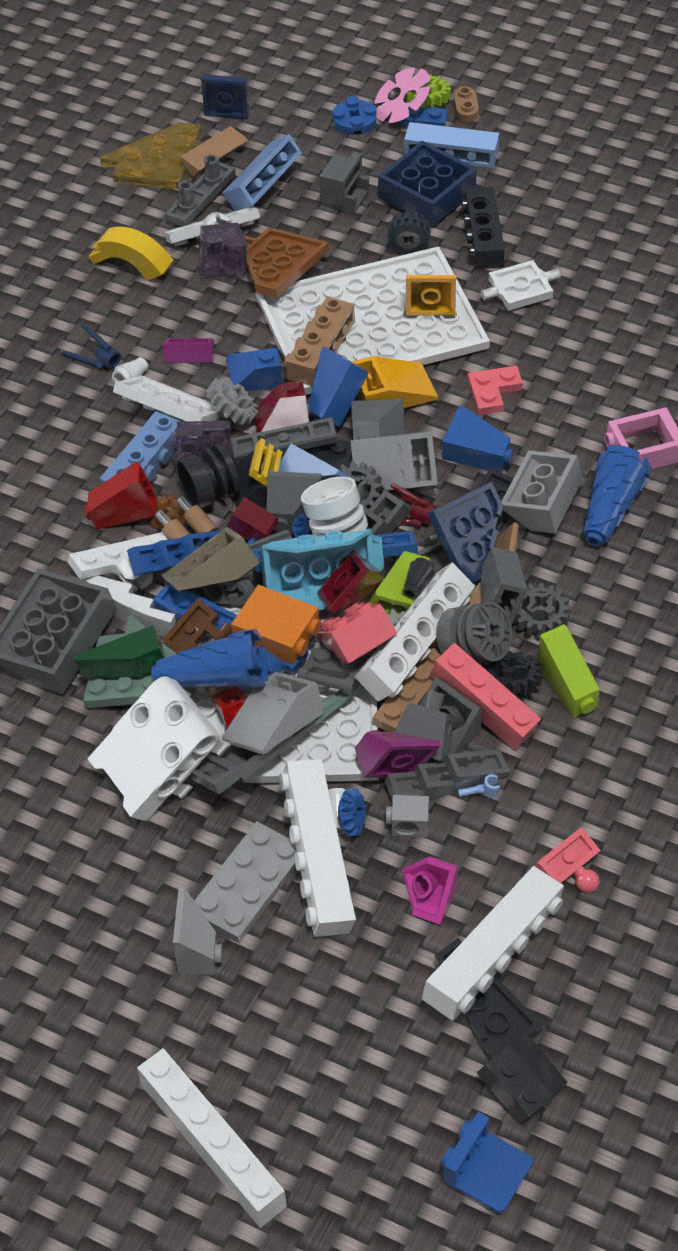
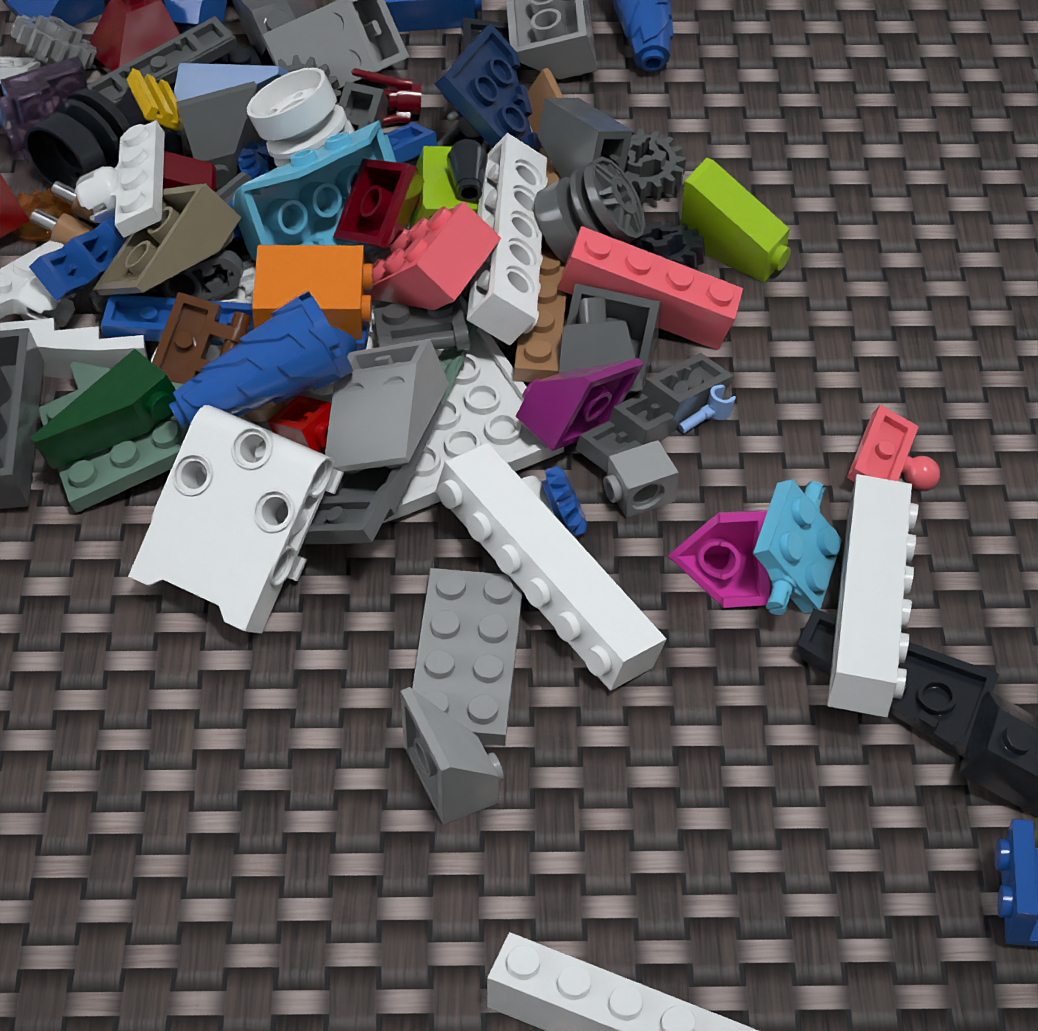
camera: 30 degrees left, 0 degrees up
(213, 518) = (133, 187): none -> white plate
(468, 895) = (797, 547): none -> medium azure plate

